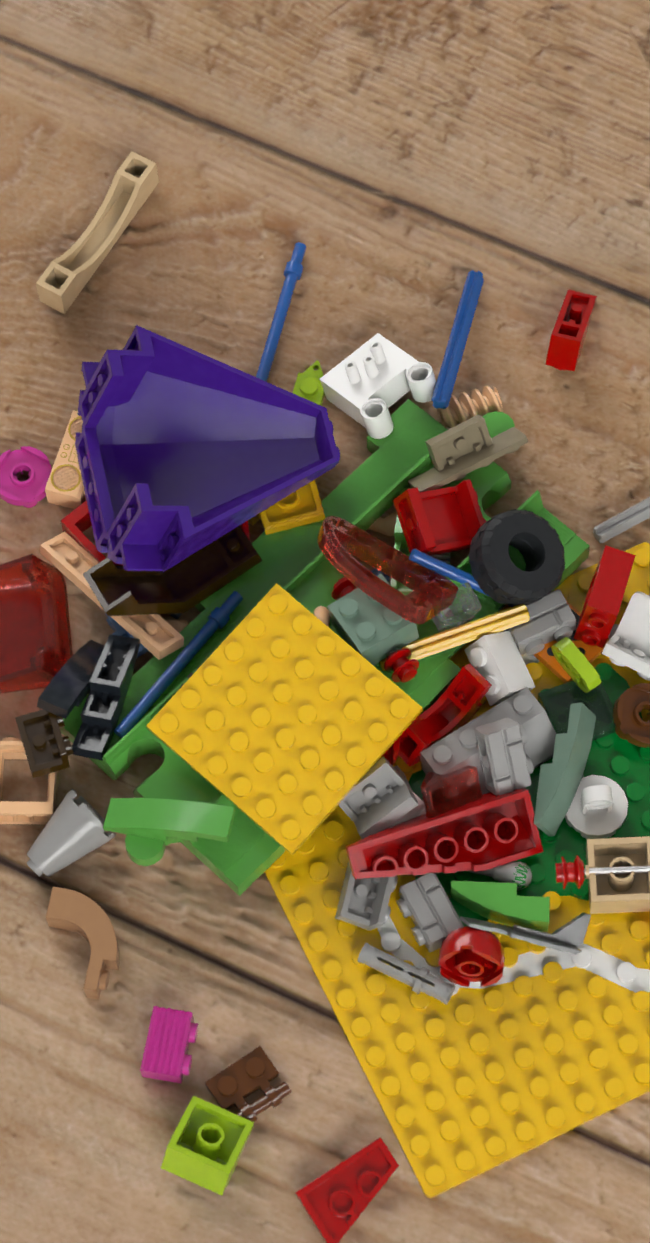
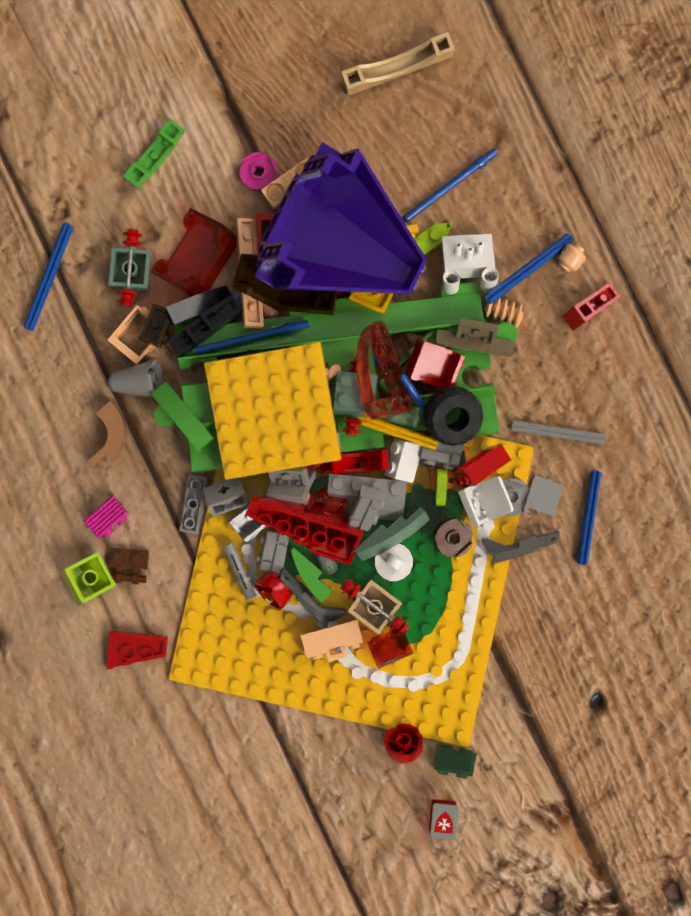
camera: 30 degrees right, 20 degrees up
(278, 957) = (191, 516): none -> light grey tile
(308, 887) = (225, 496): none -> light grey brick
(498, 292) = (571, 257): none -> light nougat head
(590, 974) = (339, 635): none -> light nougat piece

